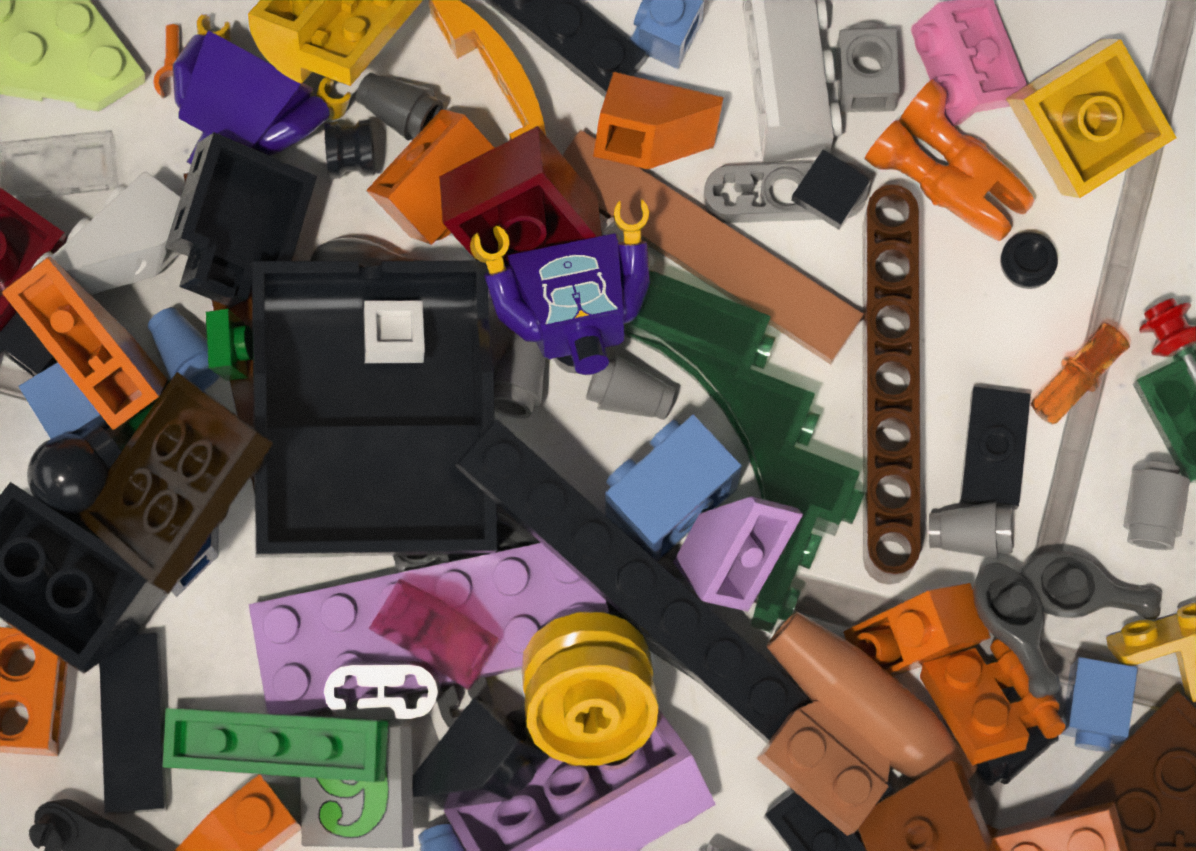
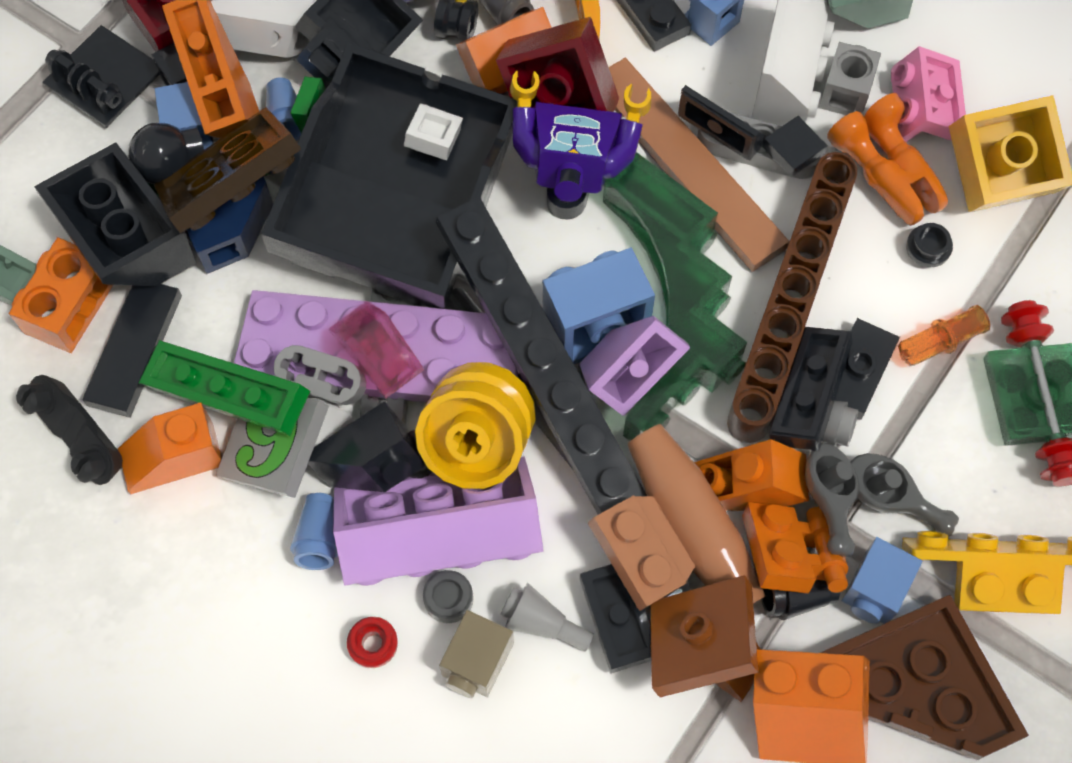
camera: 20 degrees right, 10 degrees down
(519, 379) = (515, 202): light grey cone -> none
(630, 390) = (590, 233): light grey cone -> none
(654, 122) = (674, 59): orange slope -> none
(733, 188) = (719, 124): none -> black slope
(951, 501) = (811, 388): none -> black tile
(1156, 506) = (975, 449): light grey brick -> none

